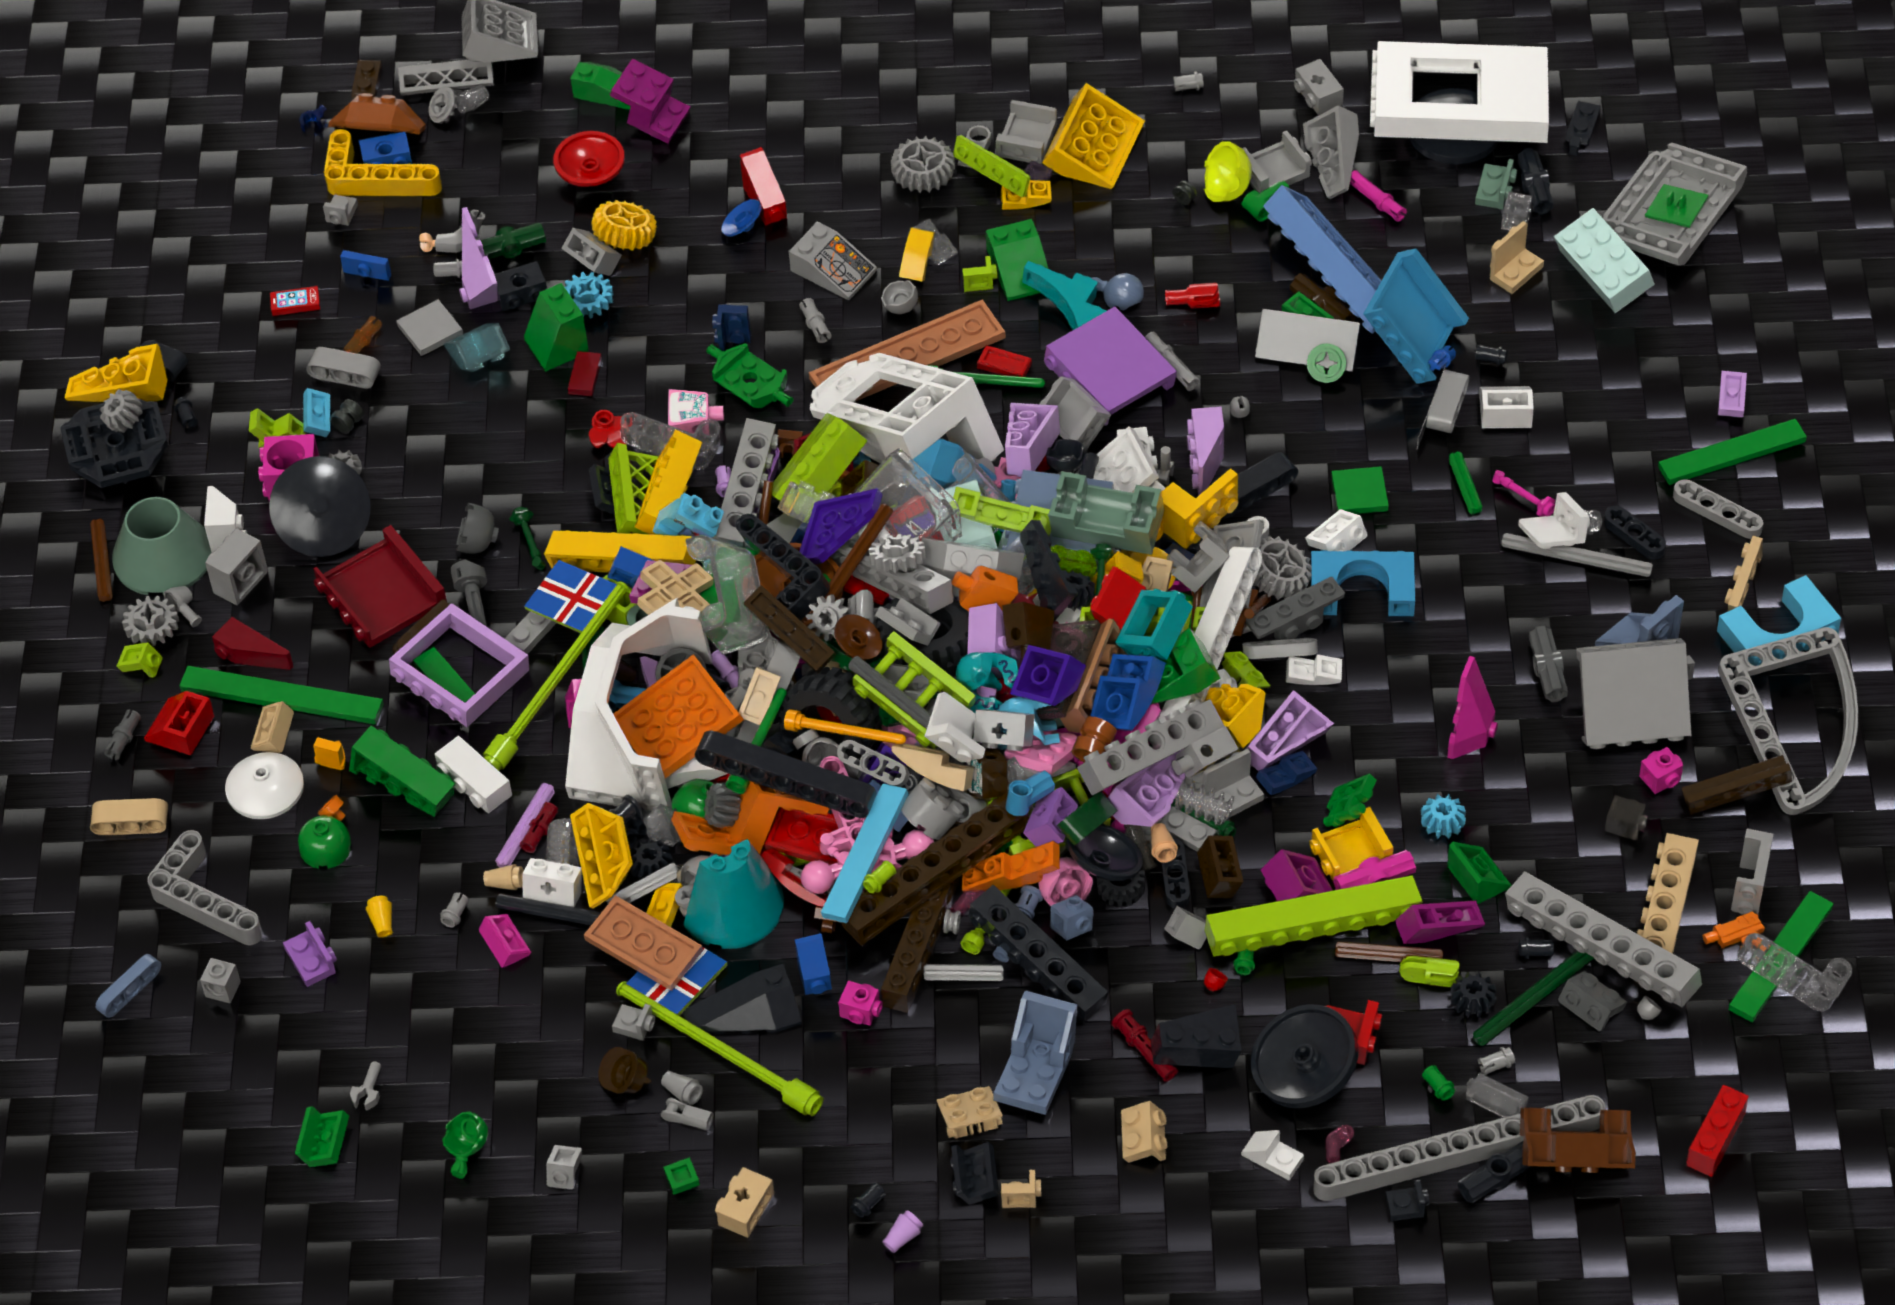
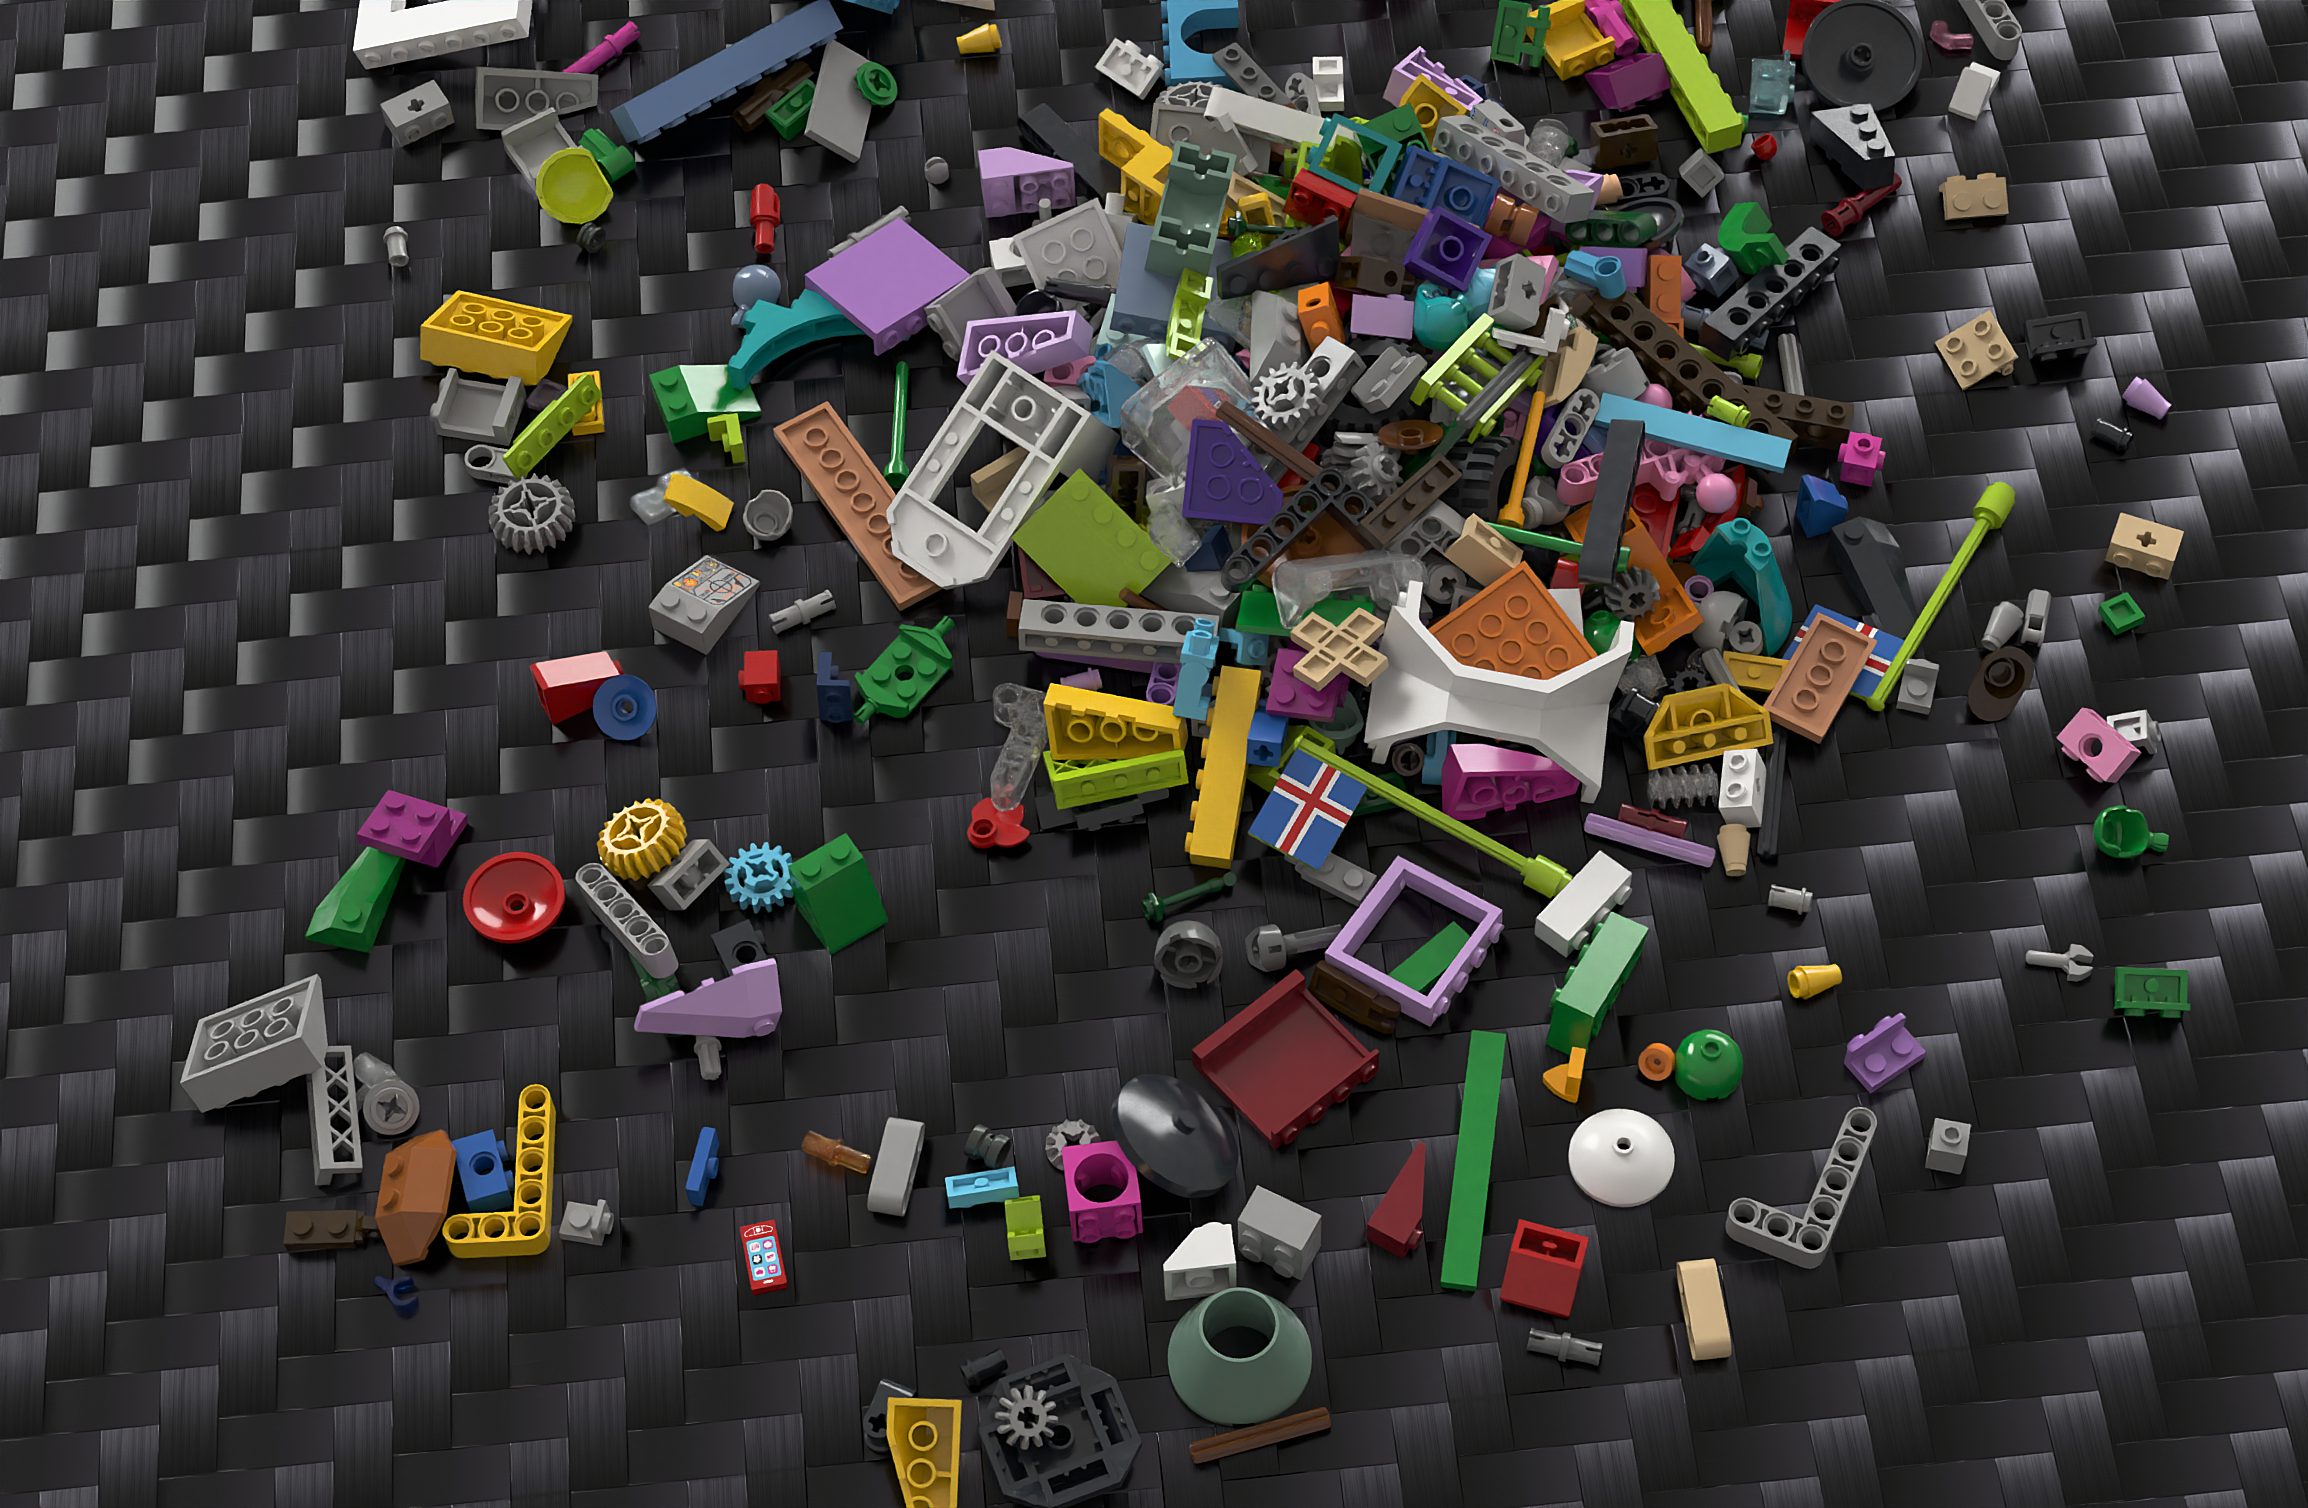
camera: 95 degrees left, 5 degrees up
(128, 985) = (1971, 1260): sand blue beam -> none
(140, 657) = (1436, 1347): lime bracket -> none
(150, 620) = (1357, 1350): light grey gear -> none
(181, 597) = (1328, 1314): light grey bar -> none
(272, 728) = (1528, 1163): tan slope -> none
(429, 327) = (814, 1071): light grey tile -> none
(452, 241) = (656, 1054): light grey arm -> none
(478, 346) = (853, 1000): clear light blue slope -> none
(503, 939) = (1821, 843): dark pink slope -> none
(549, 1131) = (2116, 751): none -> bright pink brick
(551, 213) = (627, 920): none -> light grey beam
(584, 373) = (899, 867): dark red tile -> none
(690, 408) = (971, 731): torso -> none
(757, 294) = (761, 676): none -> red brick
(1003, 362) = (870, 406): red tile -> none
(1021, 1194) = (2074, 290): tan bracket -> none
(1039, 1052) = (1905, 295): sand blue bracket -> none
(1097, 939) = (1746, 239): none -> green arch
(1288, 992) = (1771, 85): none -> clear light blue bracket
(1360, 490) = (1061, 54): green tile -> none
(1375, 436) = (980, 40): none -> yellow cone

